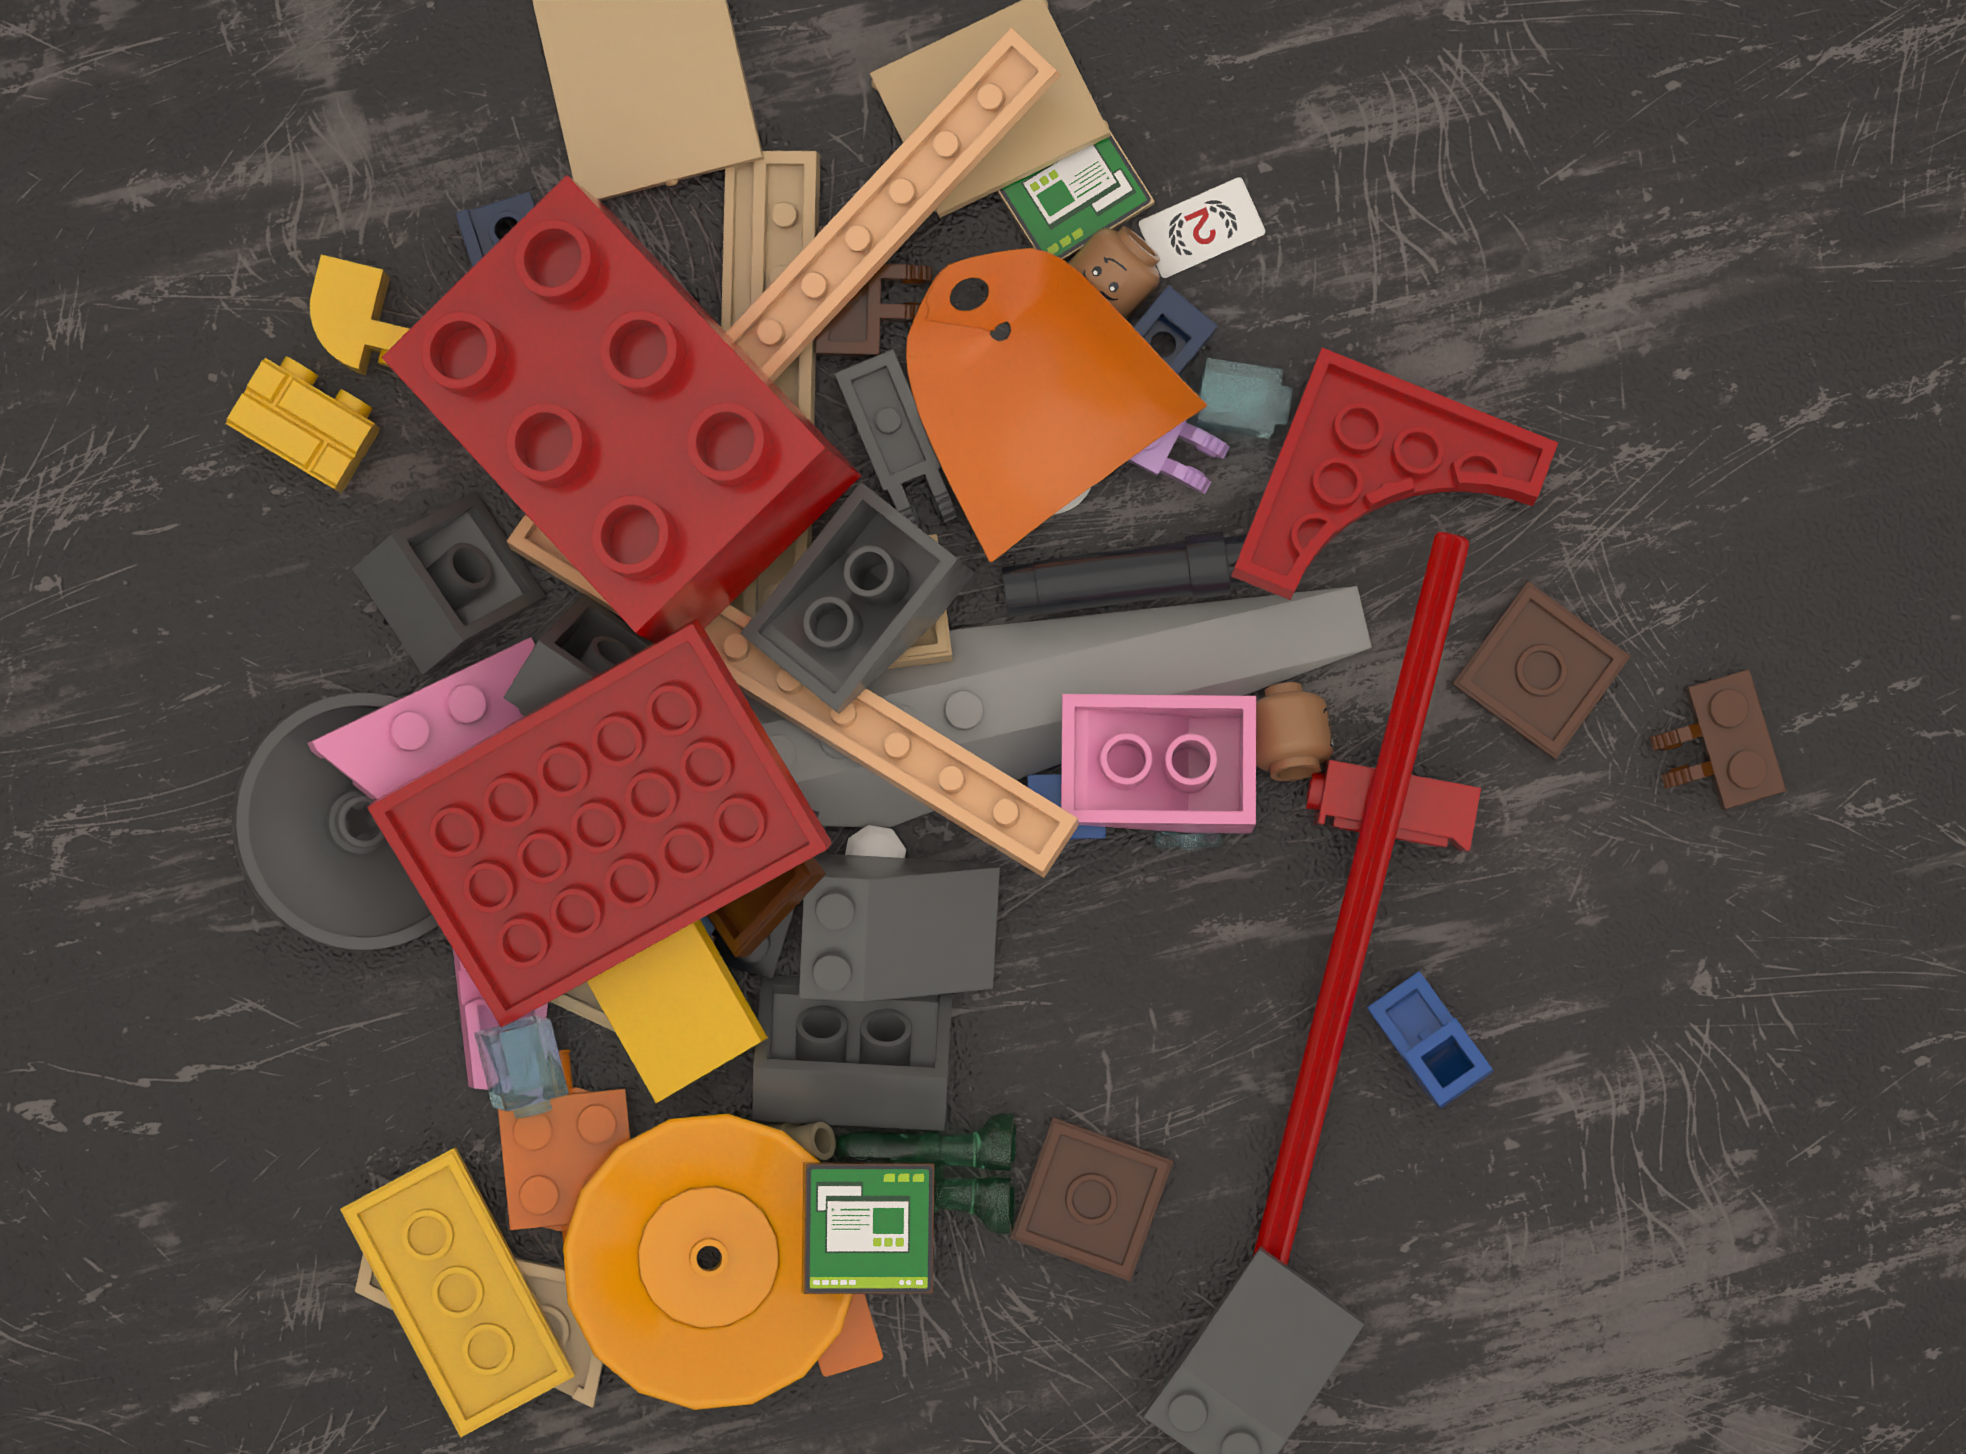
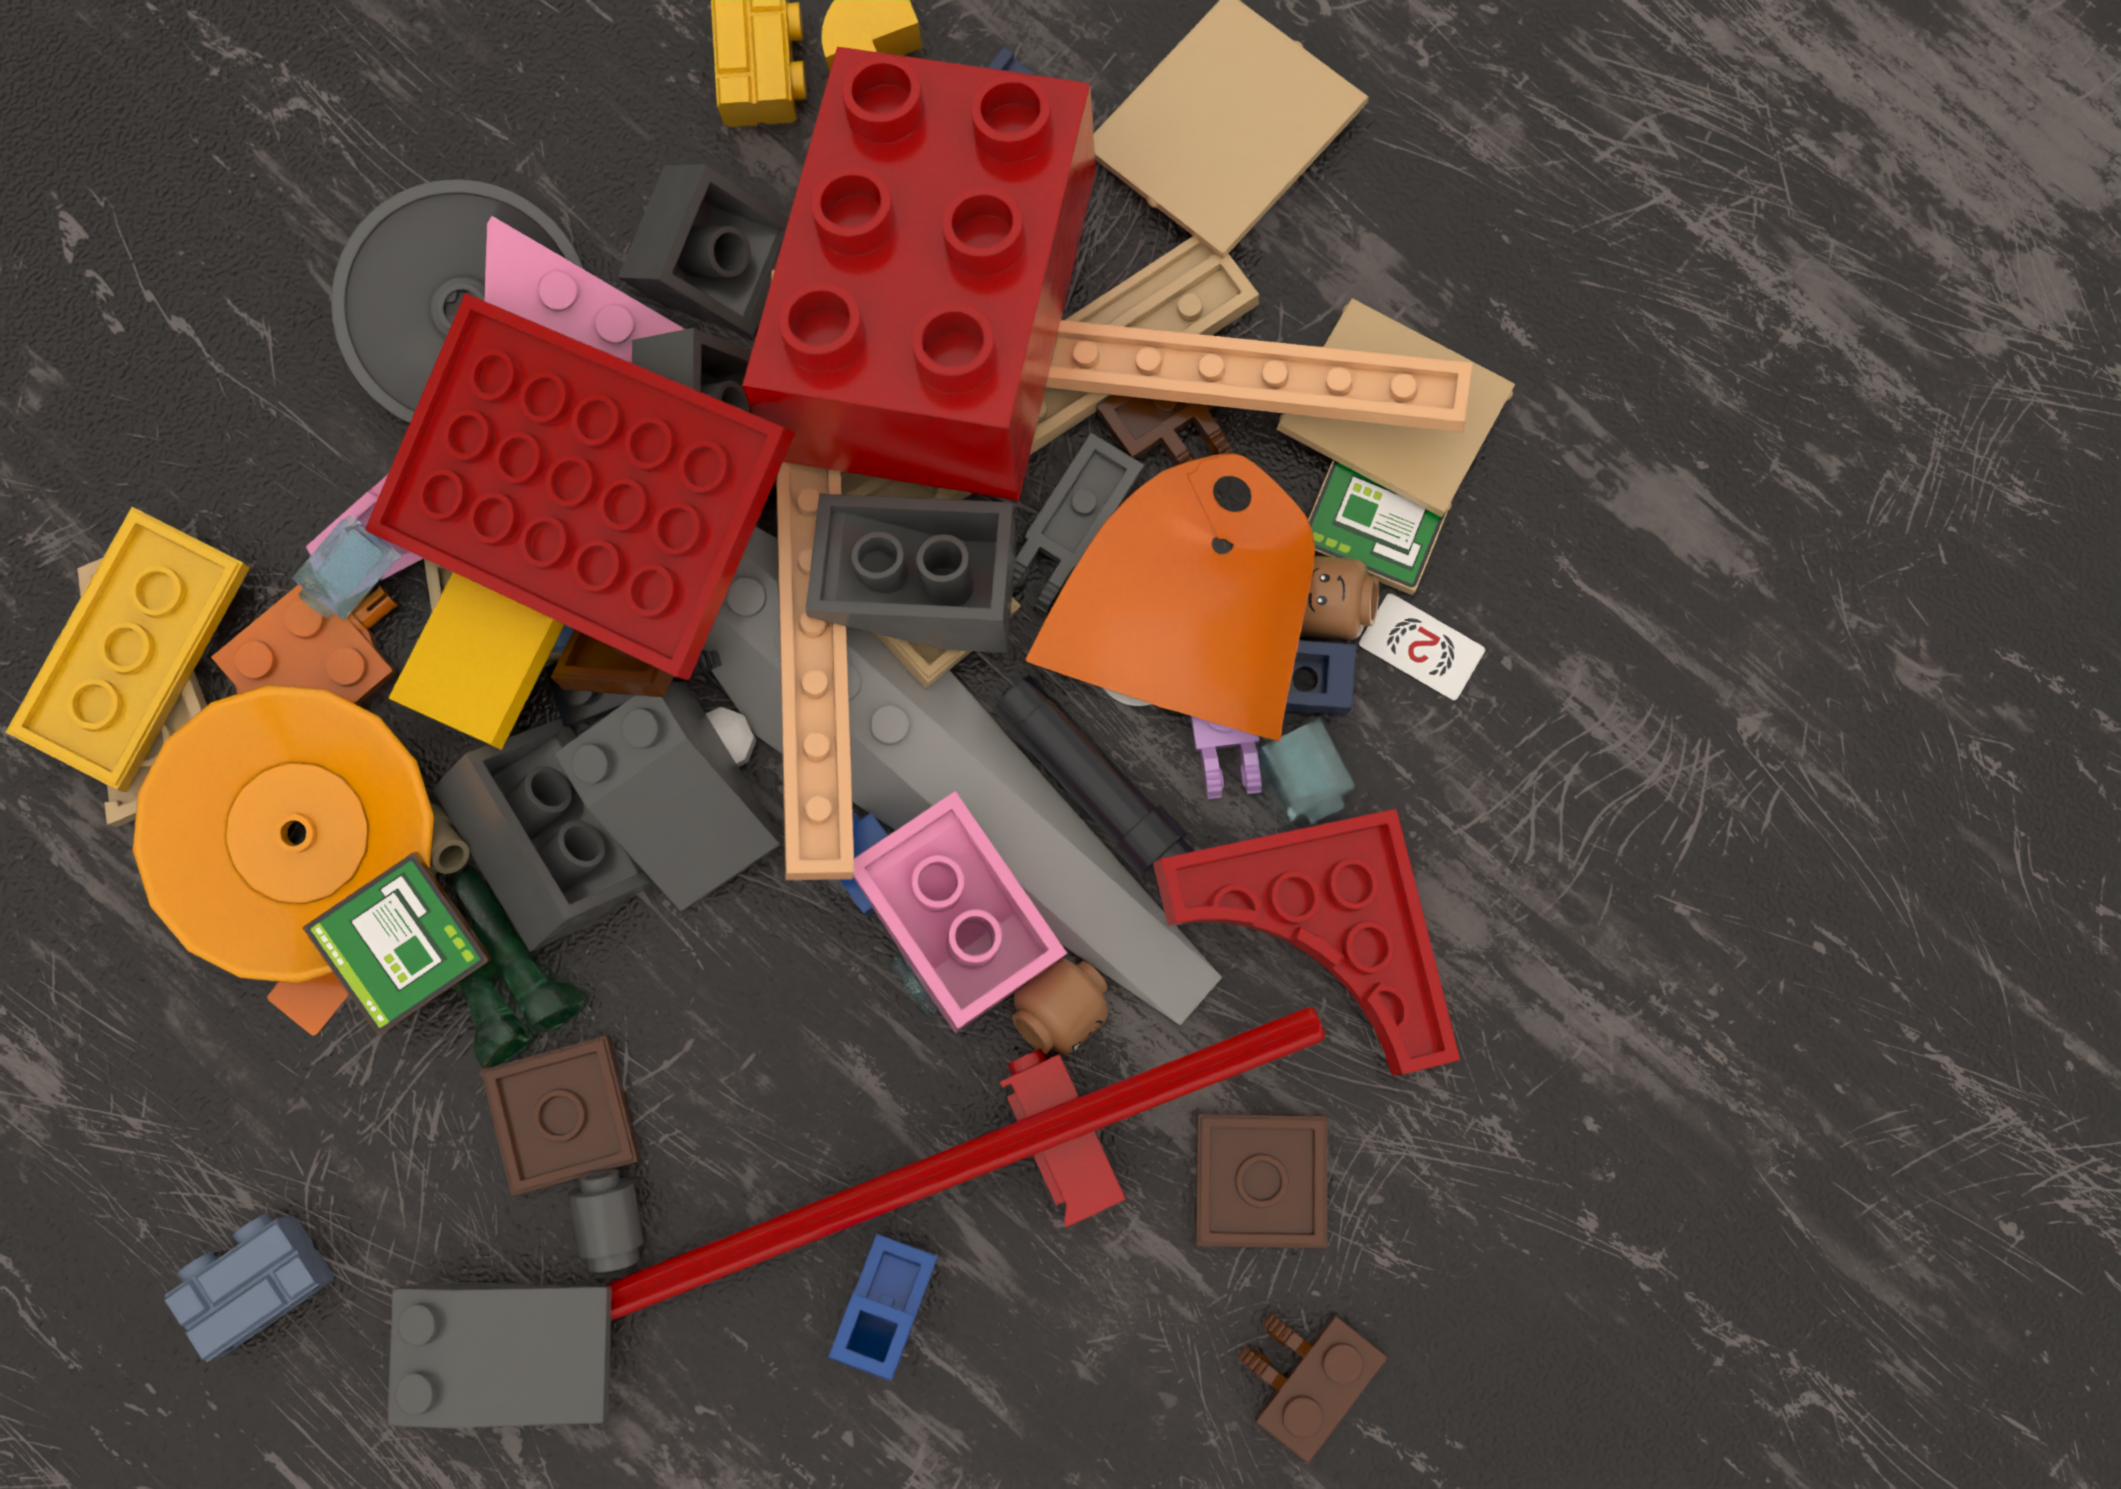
camera: 60 degrees right, 5 degrees down
(1204, 1216) = (606, 1221): none -> dark grey brick

